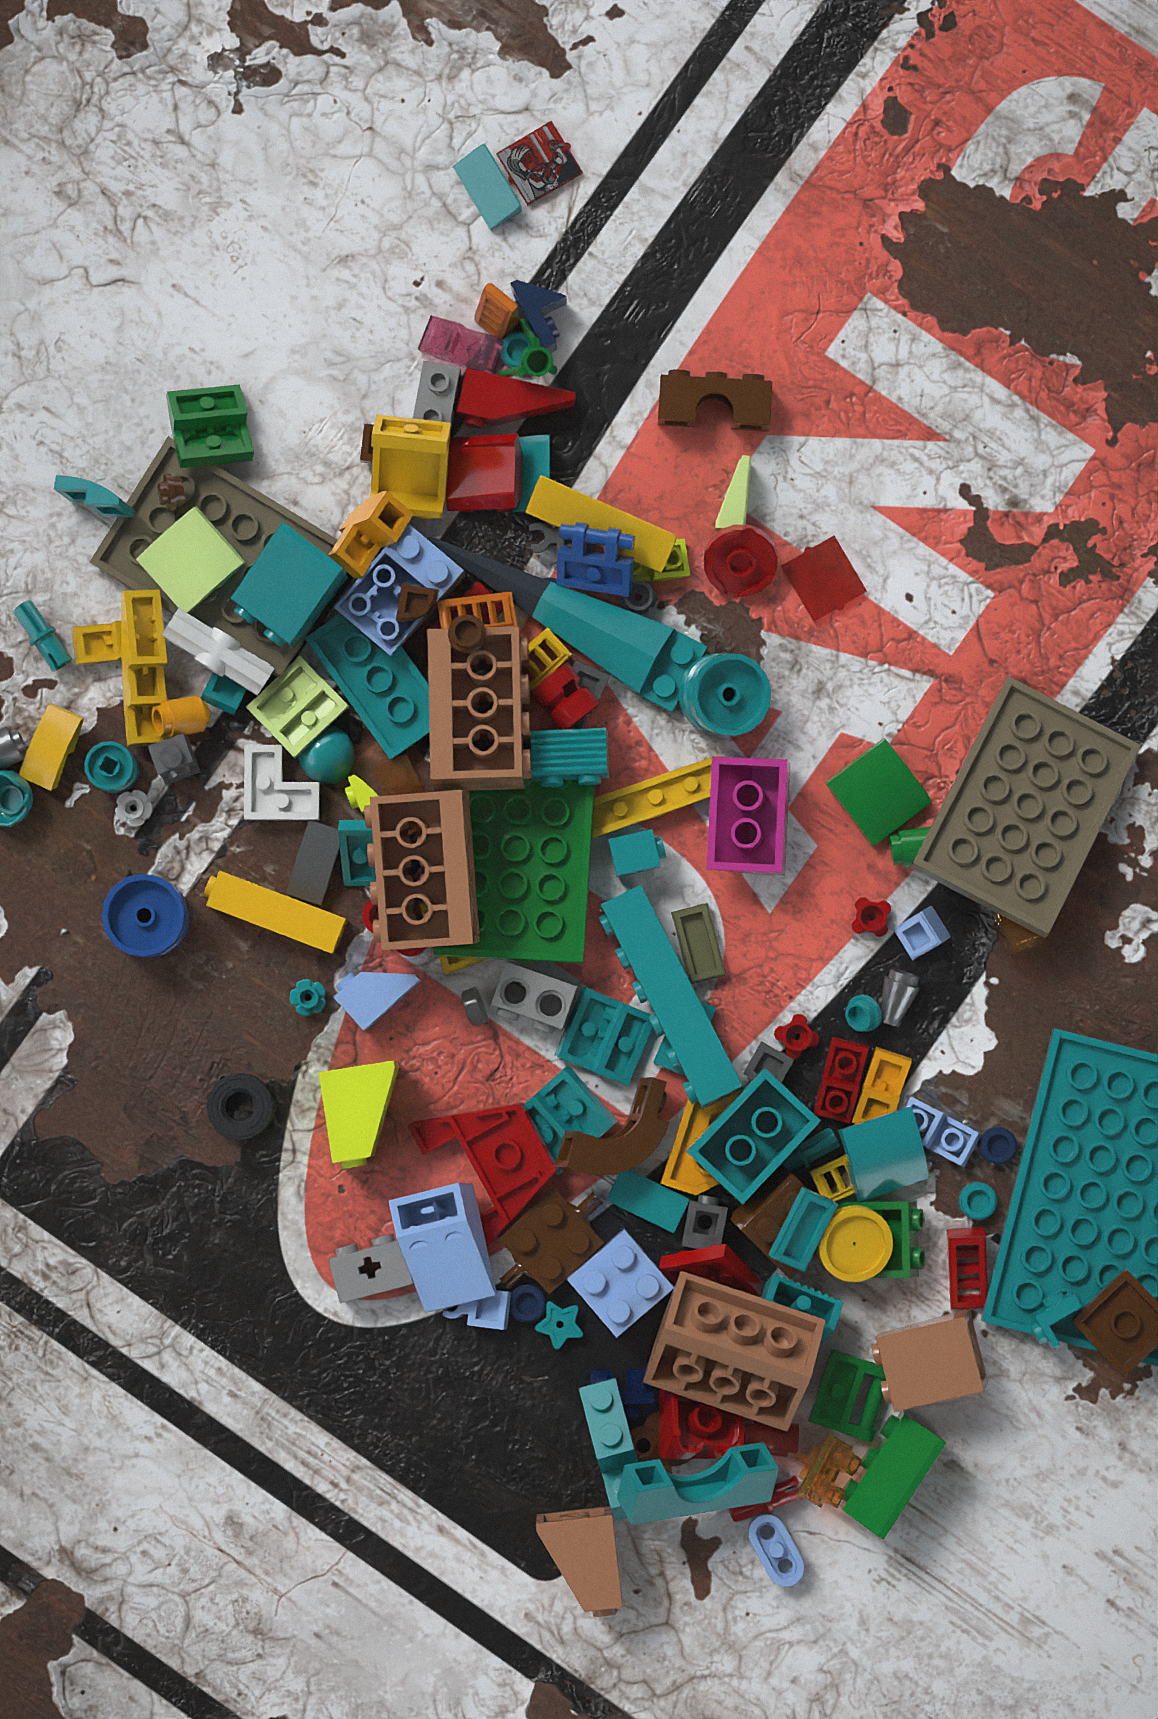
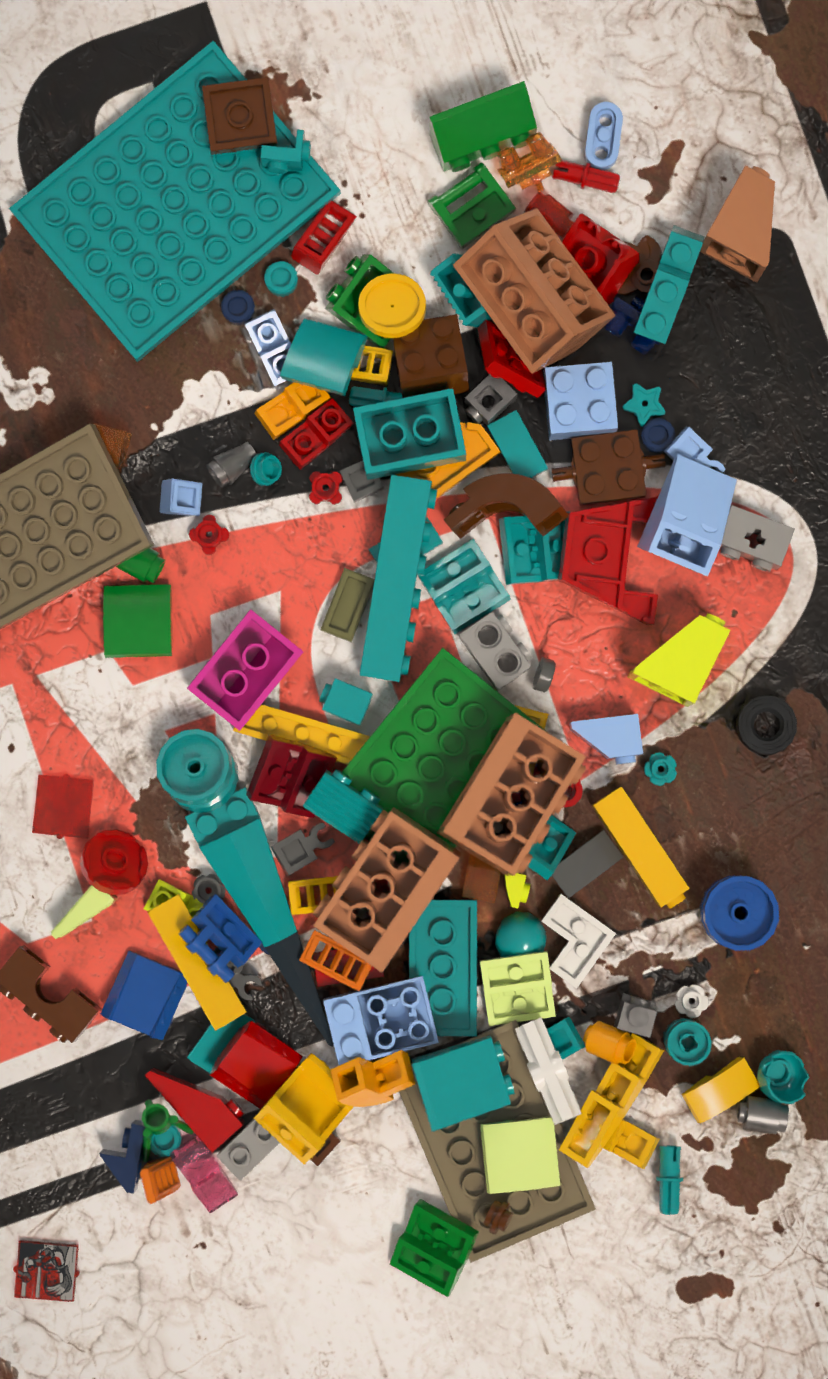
camera: 145 degrees left, 0 degrees up
(94, 495) = (557, 1254): teal slope -> none
(415, 602) = (376, 1001): reddish brown tile -> none
(467, 633) = (355, 947): reddish brown plate -> none
(487, 187) = (97, 1280): teal slope -> none
(565, 697) = (315, 851): red wheel -> none
(627, 463) = (145, 995): none -> blue slope
(641, 751) = (288, 774): none -> dark red slope
(738, 1479) = (596, 199): teal arch -> none
(803, 1229) = (422, 340): teal tile -> none
(930, 1361) = (398, 186): nougat slope -> none

